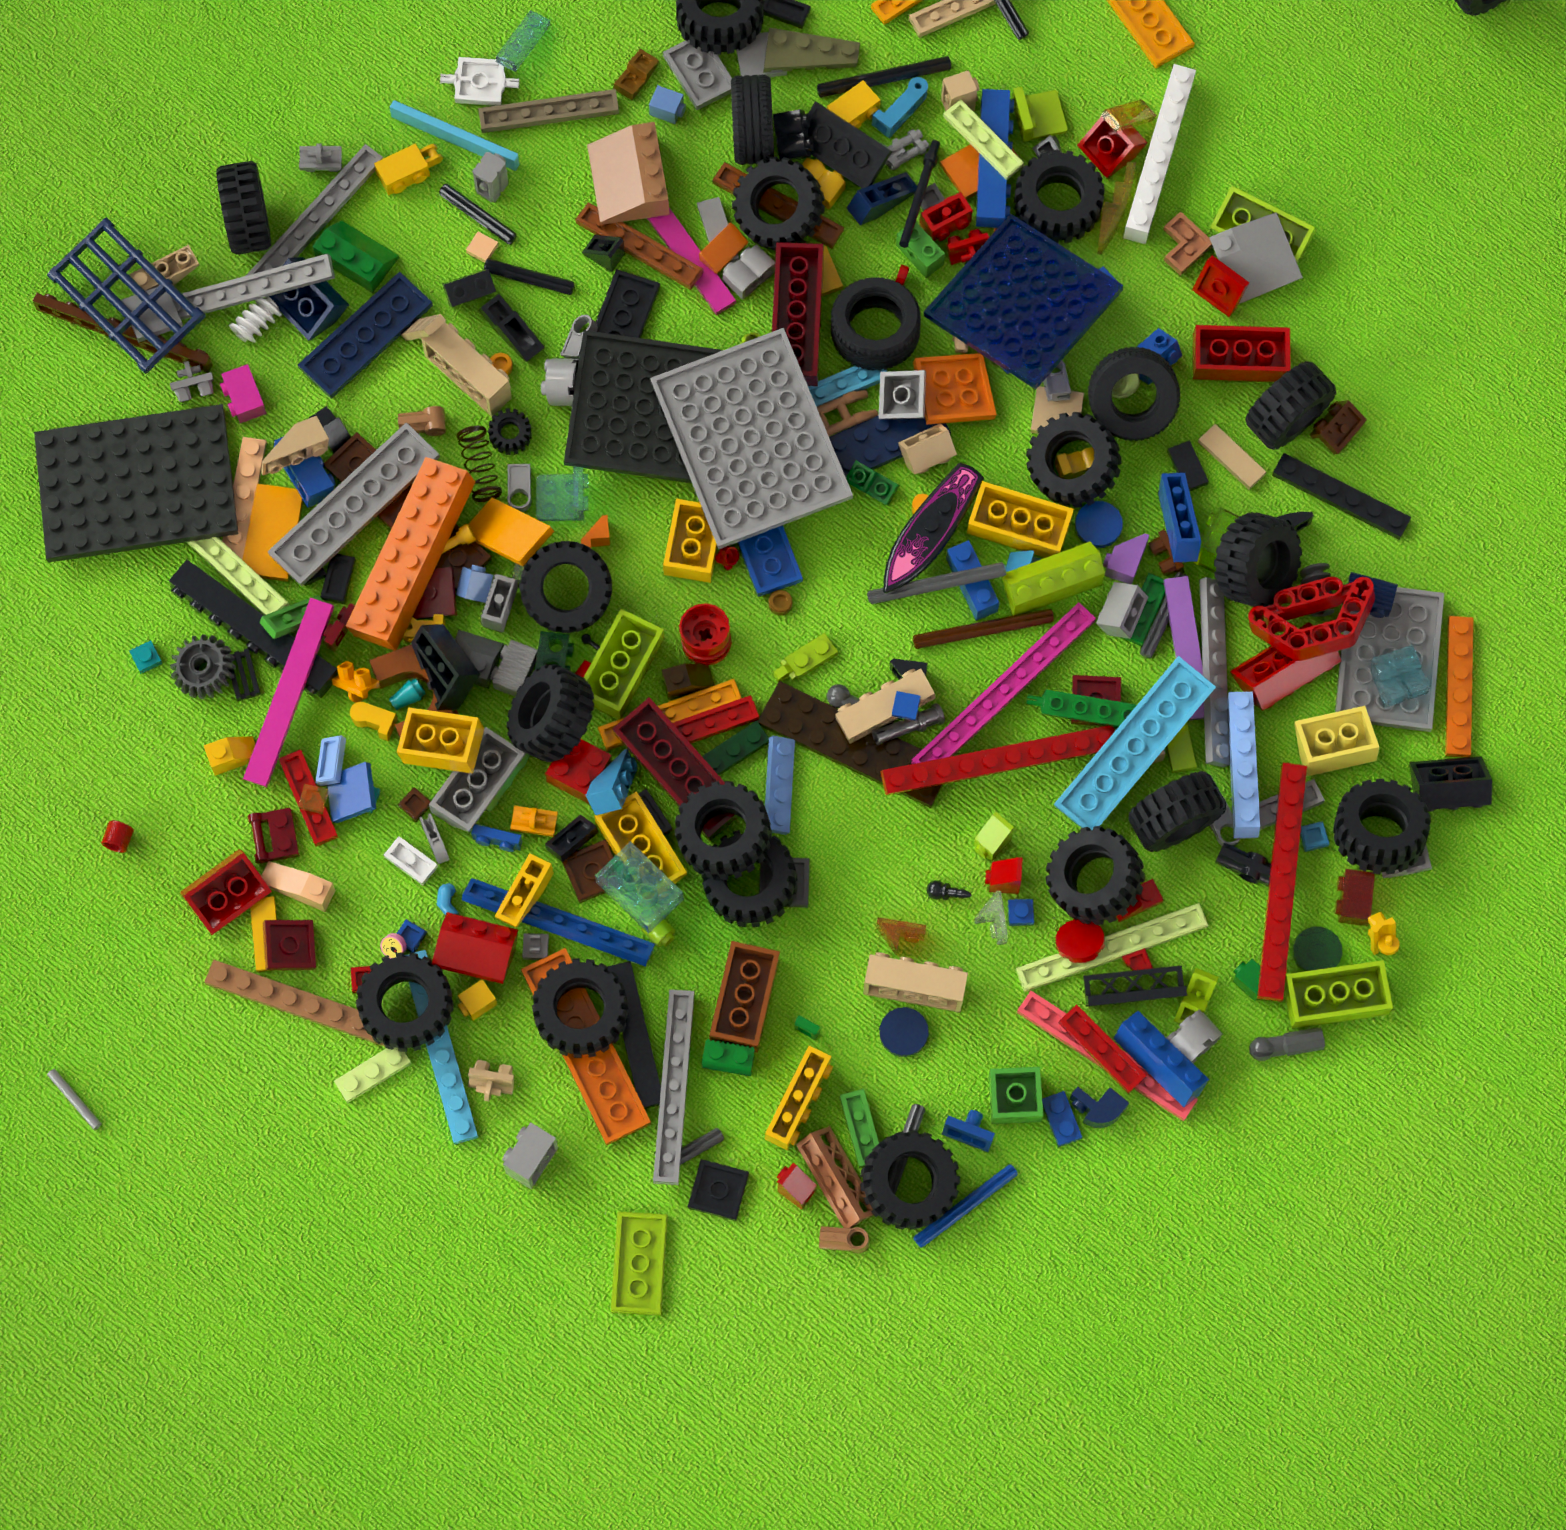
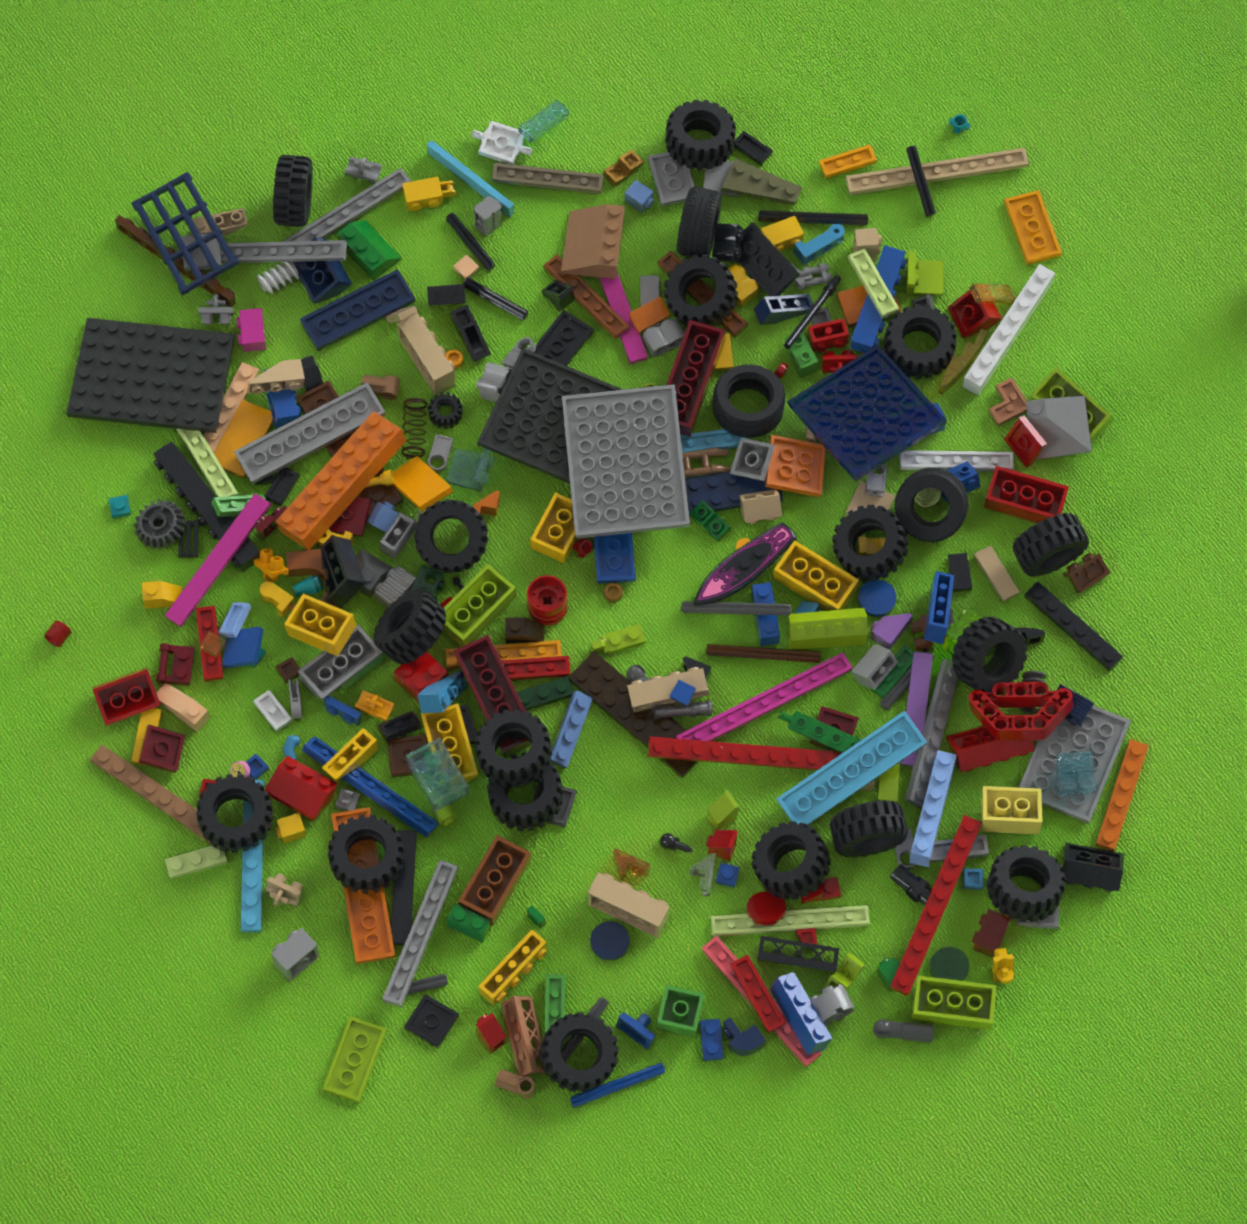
camera: 15 degrees right, 5 degrees down
(1135, 332) = (948, 459): none -> white tile

